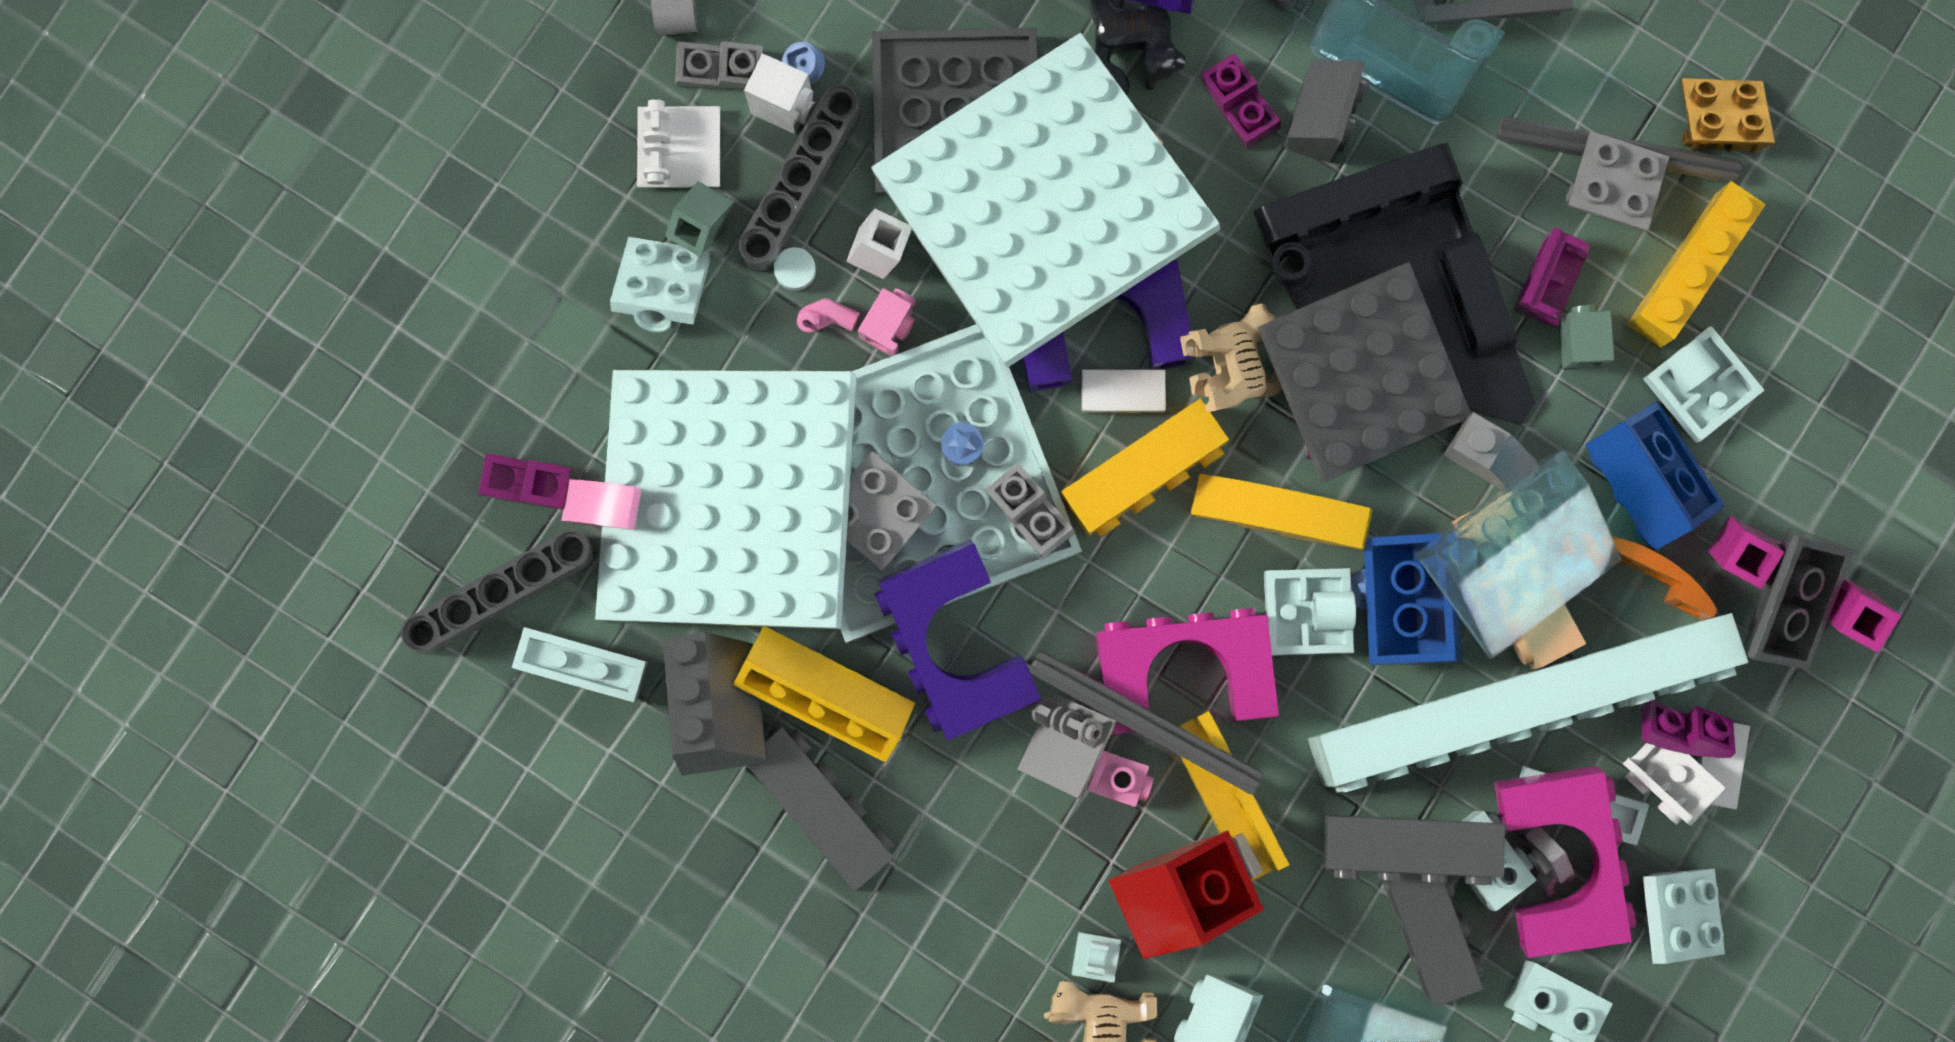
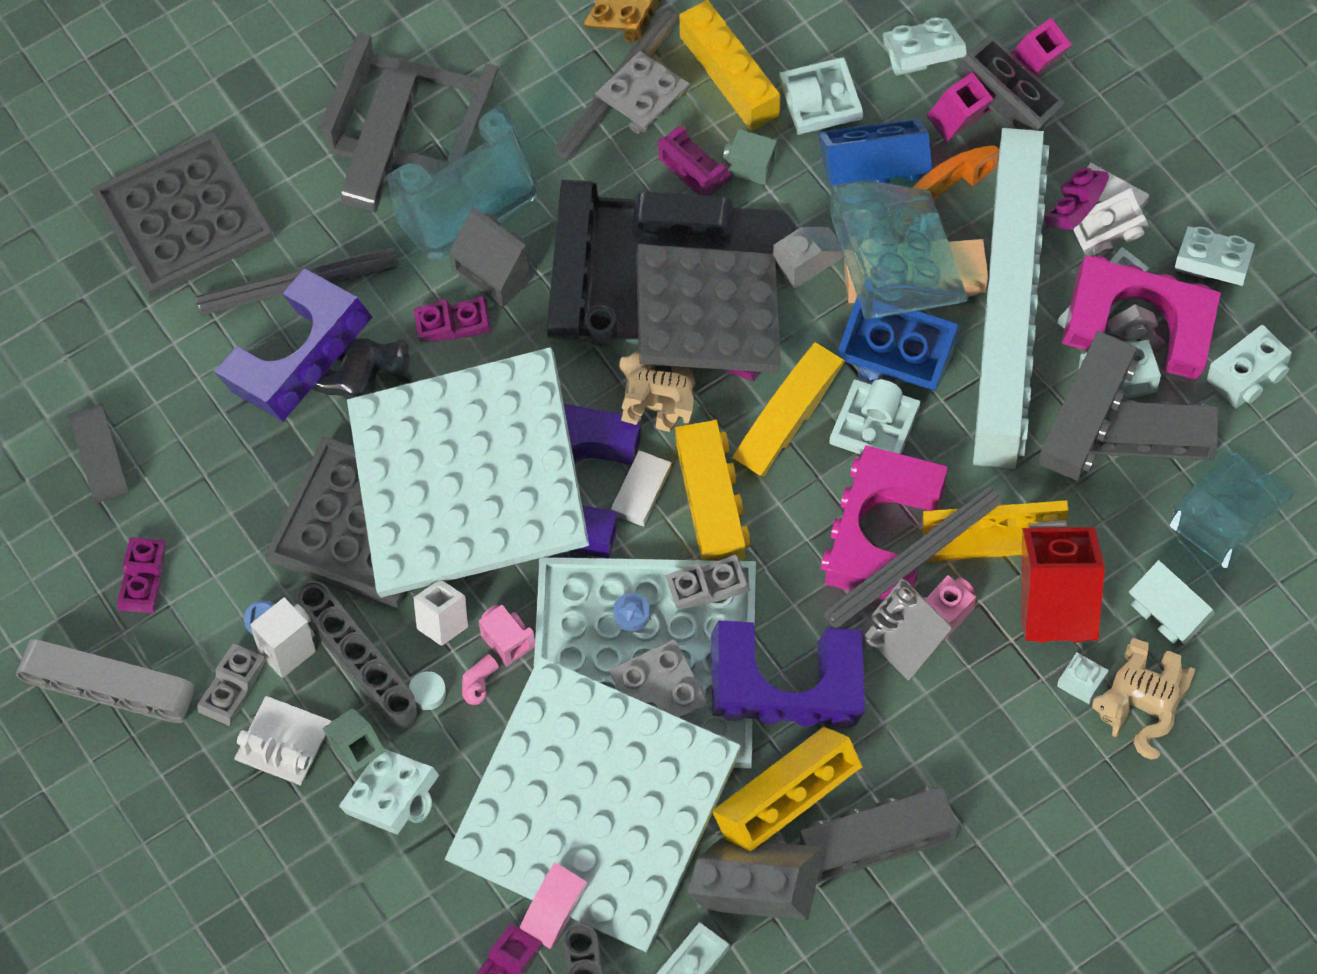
camera: 60 degrees left, 20 degrees down
(1821, 475) = (922, 45): none -> light aqua plate

